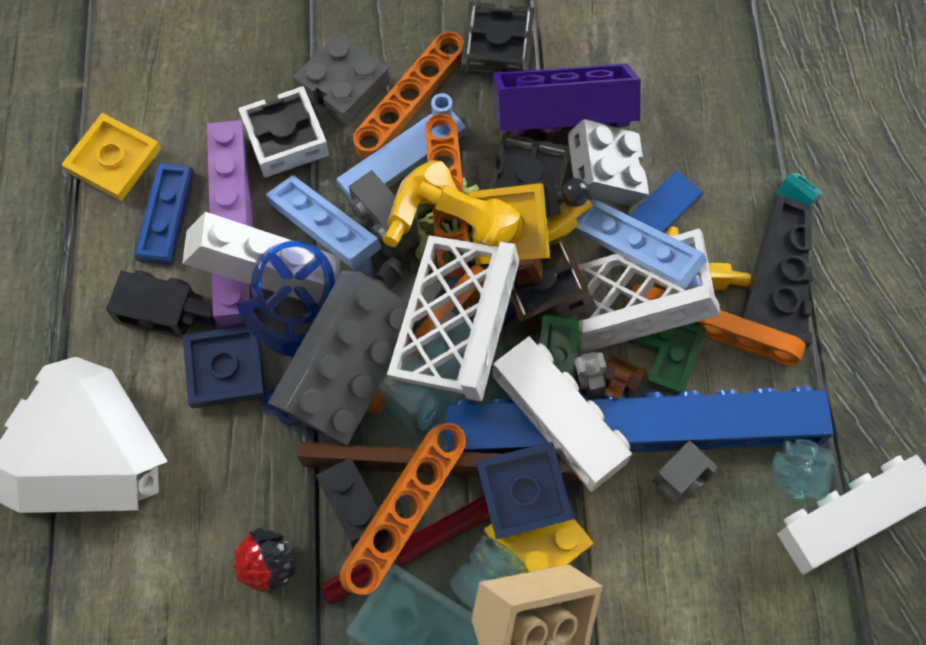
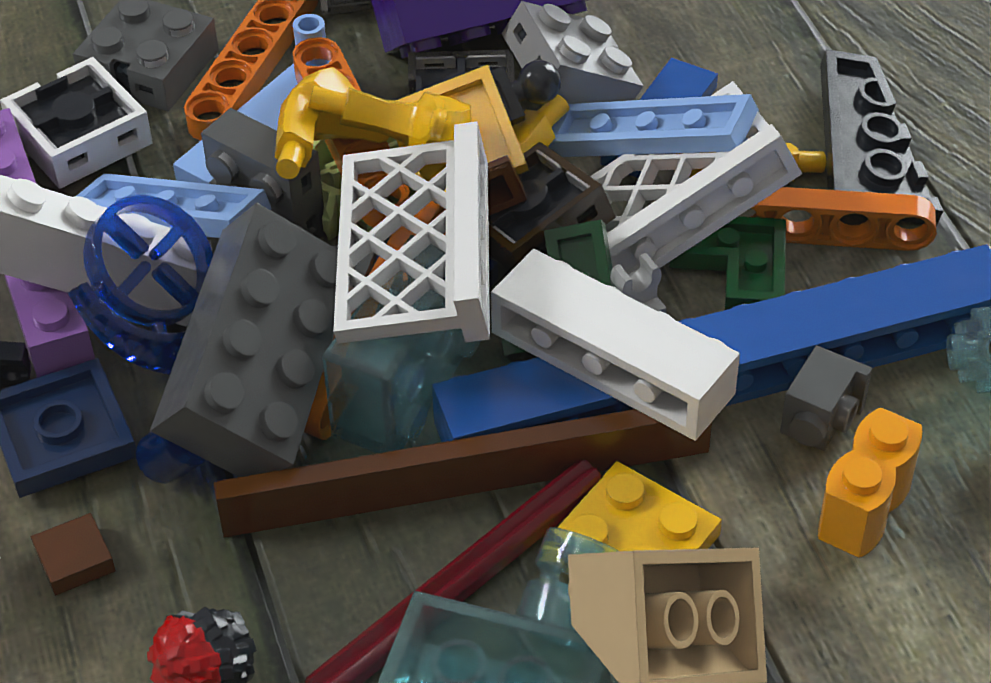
camera: 15 degrees left, 20 degrees down
(213, 457) = (73, 553): none -> reddish brown tile
(352, 502) = (332, 557): black hinge -> none
(388, 519) = (394, 532): orange beam -> none
(524, 490) = (592, 454): dark blue plate -> none
(622, 376) = (686, 296): reddish brown plate -> none
(686, 548) = (869, 482): none -> light orange brick
(799, 189) = (852, 40): teal slope -> none

